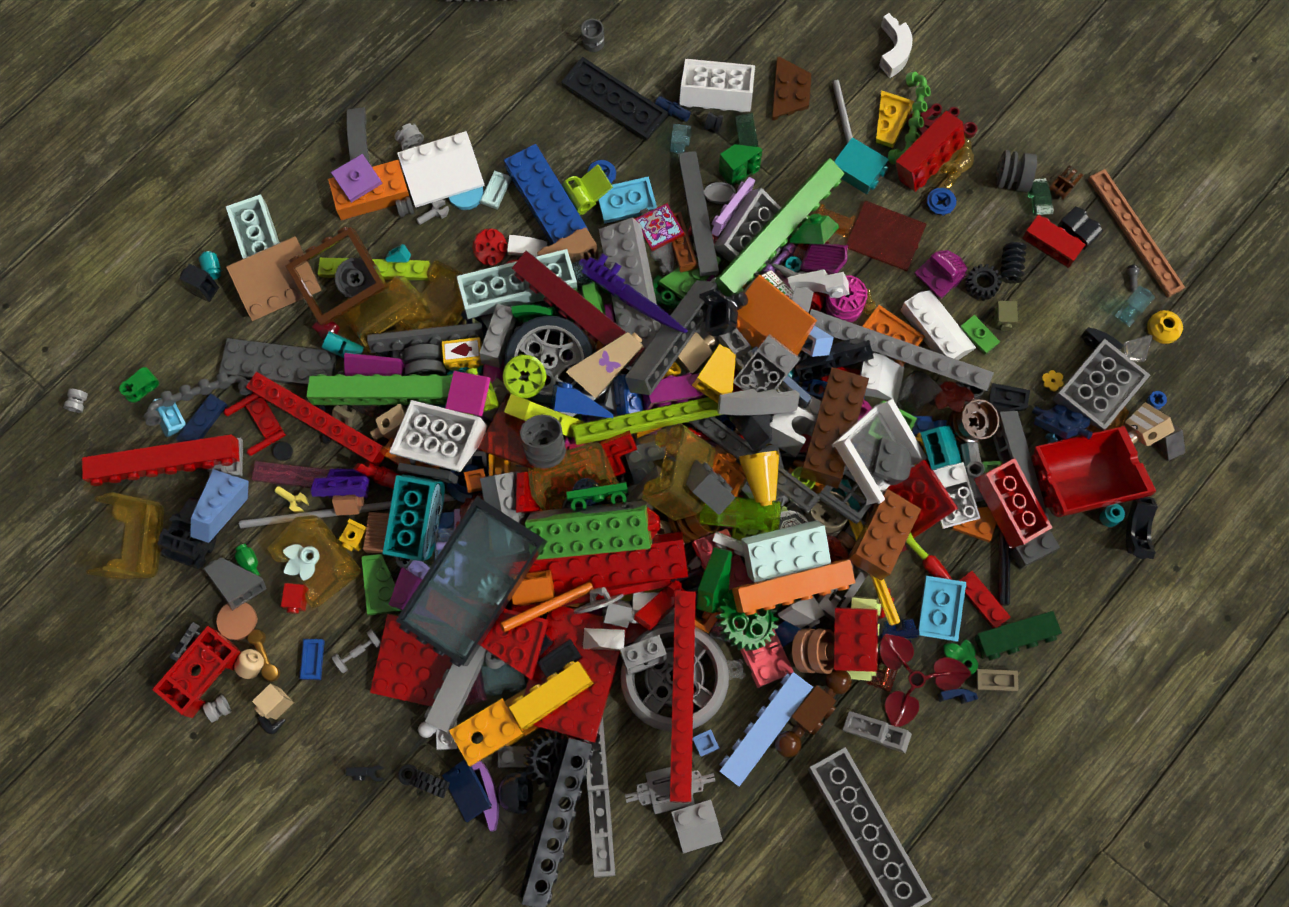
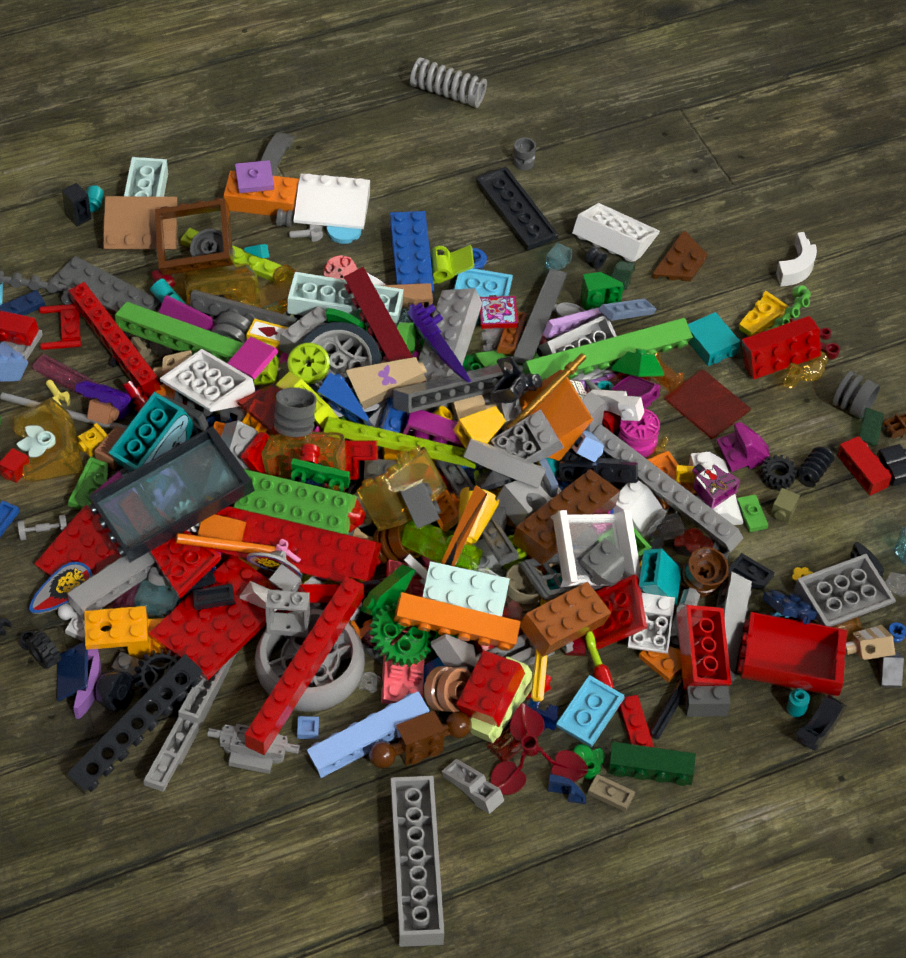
camera: 20 degrees right, 20 degrees down
(283, 451) = (71, 357): black piece -> none
(409, 136) = (318, 166): light grey wheel -> none
(410, 708) = (55, 589): none -> shield
(495, 190) = (371, 237): light aqua tile -> none
(550, 695) = (189, 619): yellow brick -> none
(578, 479) = (310, 453): none -> red wheel
(597, 577) = (282, 546): none -> bright pink hand
(673, 108) = (565, 234): dark blue pin -> none
(696, 826) = (261, 788): light grey slope -> none
(763, 499) = (464, 527): none -> orange sticker
(769, 273) = (568, 370): none -> pearl gold bar
(773, 170) = (627, 309): none -> sand blue tile
(842, 110) = (722, 289): light grey bar -> none
(909, 326) = (684, 474): none -> yellow tile
(941, 194) = (778, 391): blue gear -> none
(944, 330) = (714, 484): none -> torso

